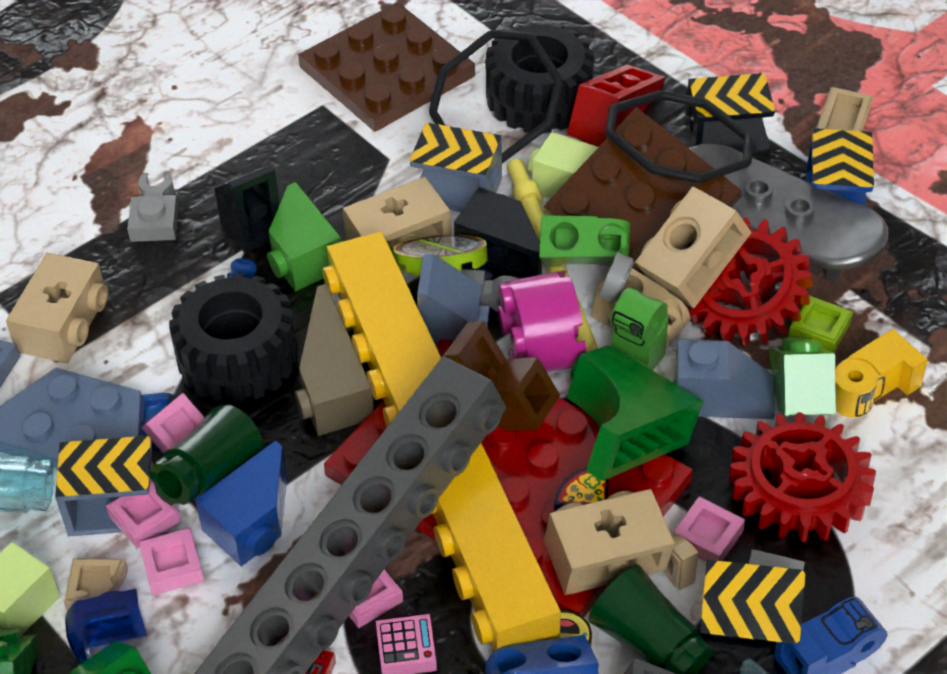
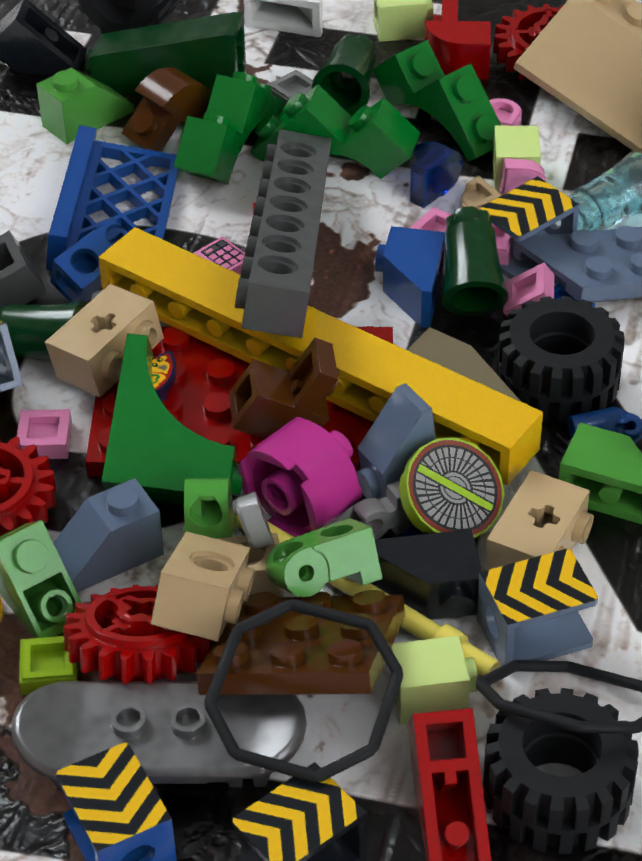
camera: 145 degrees right, 5 degrees down
(49, 555) = (517, 172): none -> bright pink tile
(682, 563) = (52, 393): tan tile -> none

